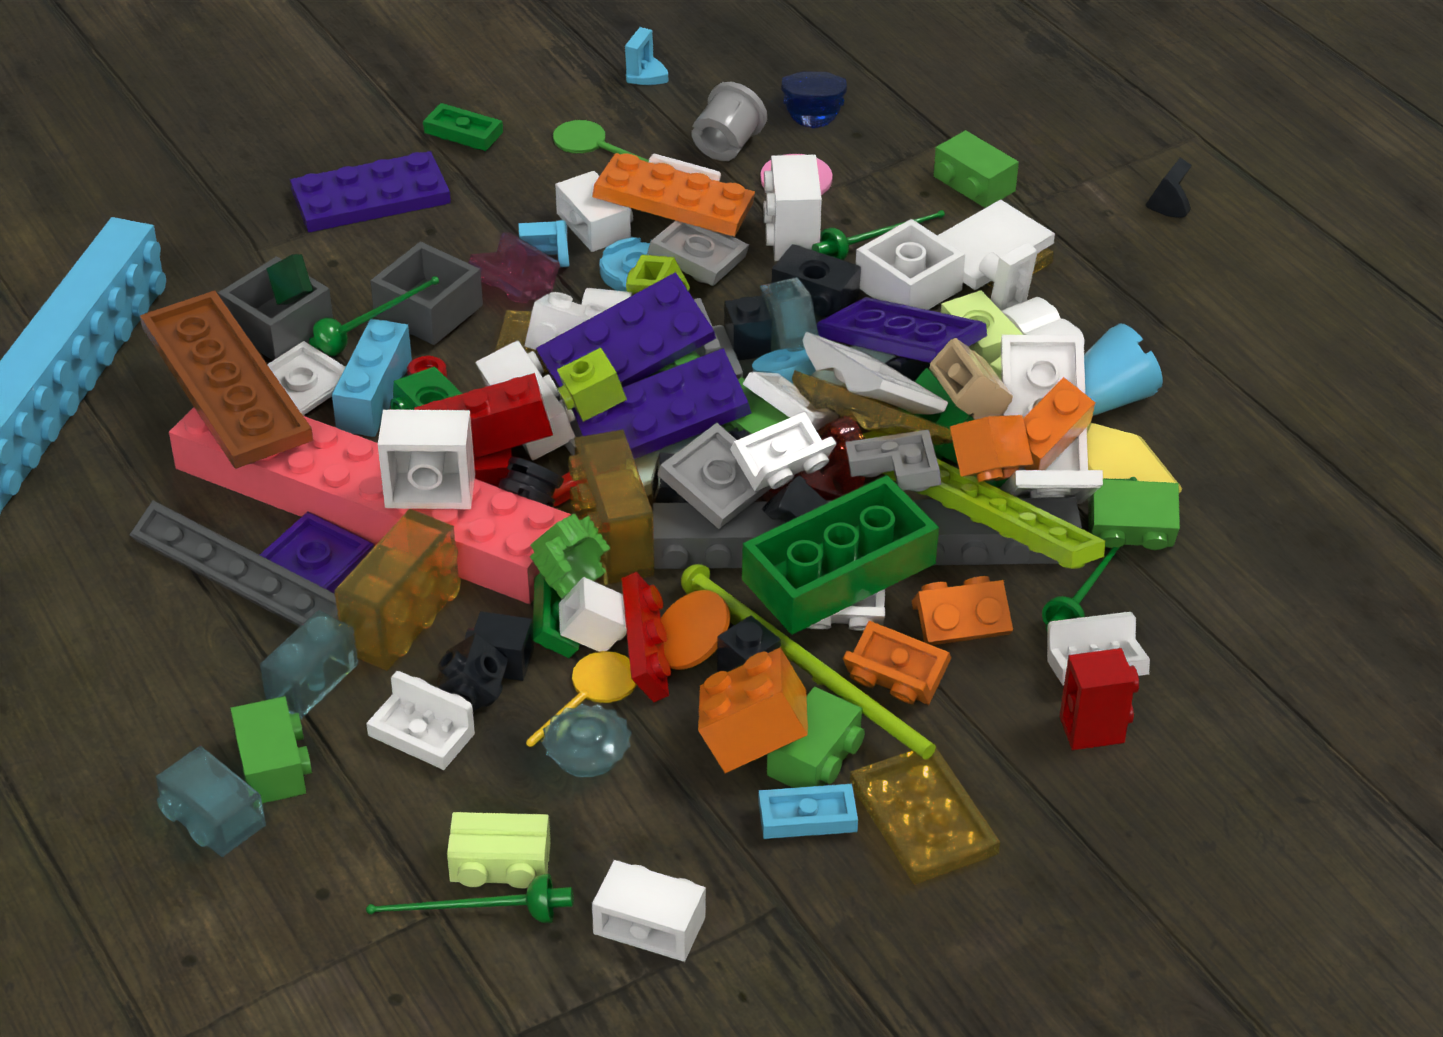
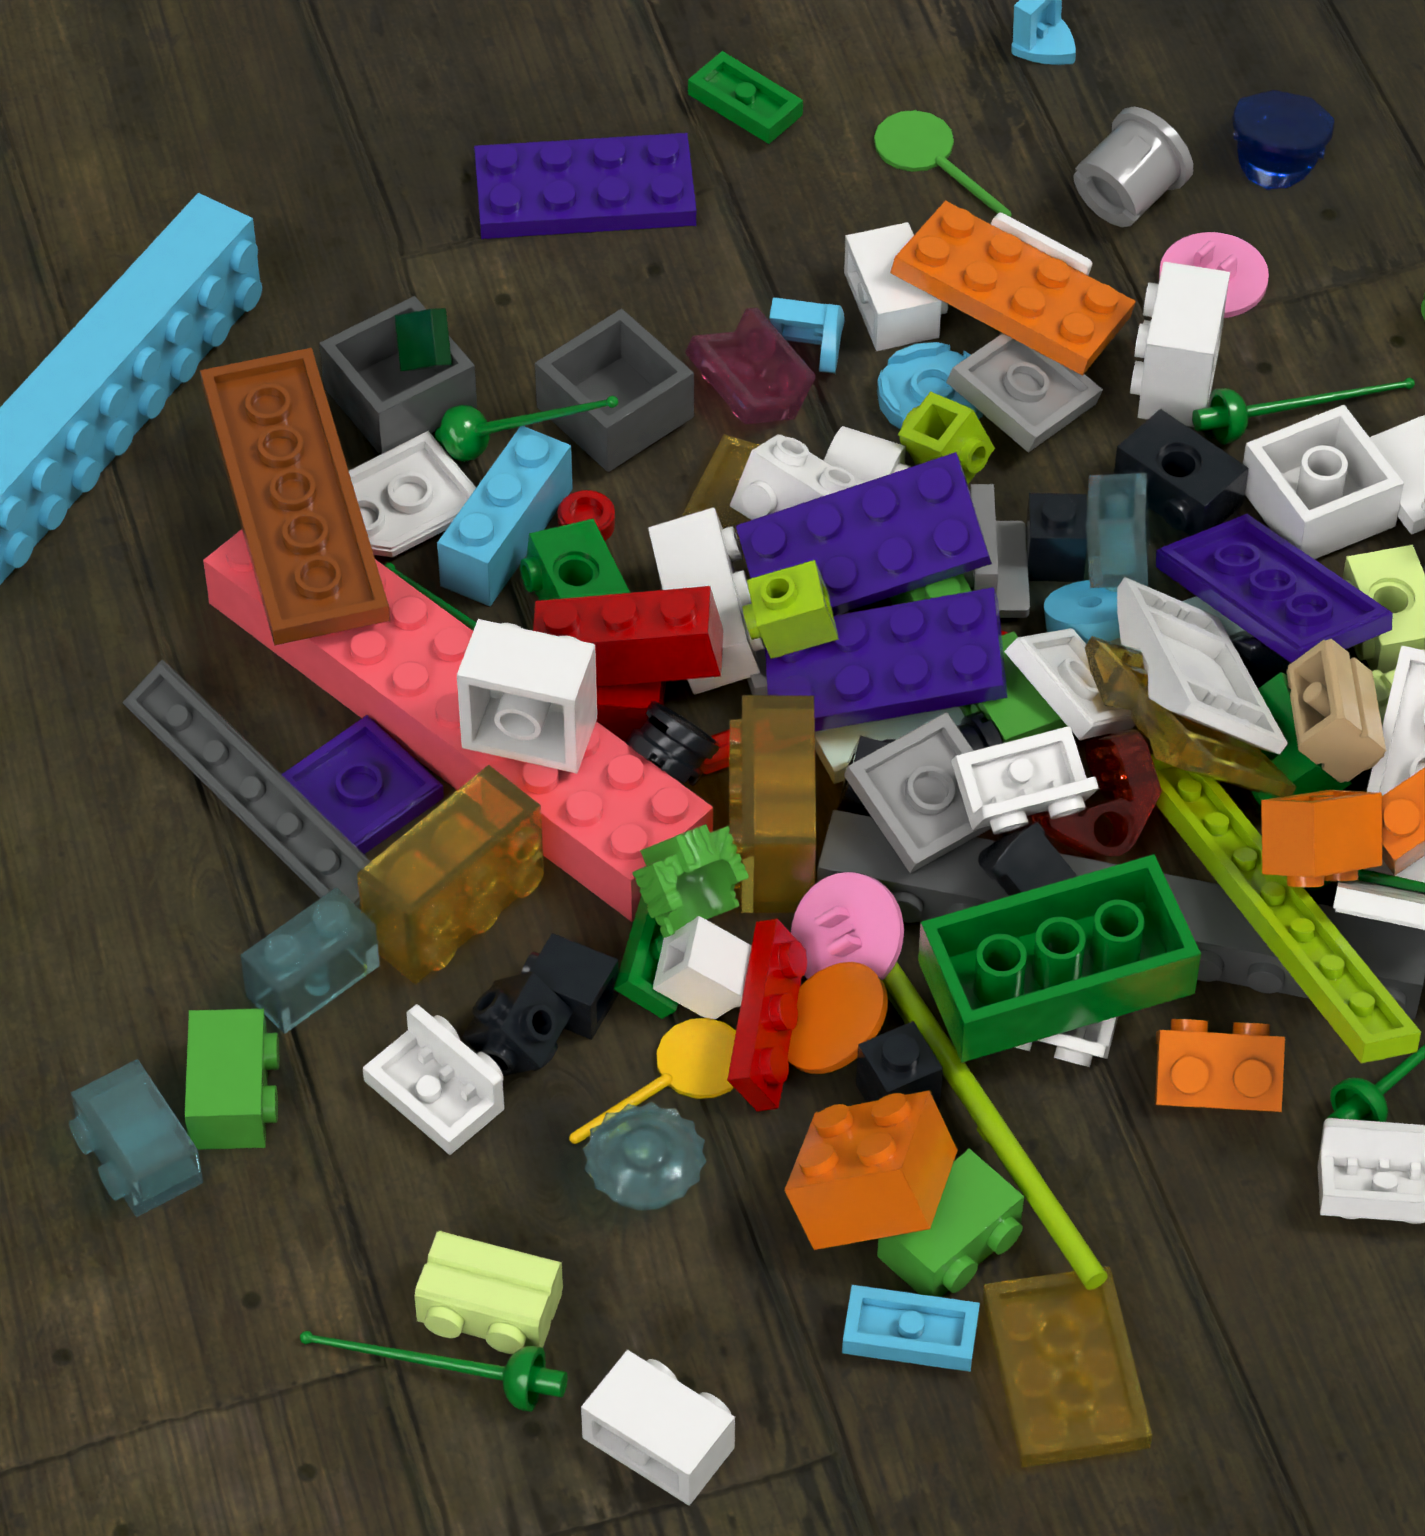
camera: 15 degrees right, 10 degrees up
(685, 566) = (849, 921): none -> bright pink piece
(897, 663) = (1101, 1128): orange bracket -> none
(907, 454) = (1196, 813): light grey plate -> none
(1098, 698) = (1355, 1254): red brick -> none

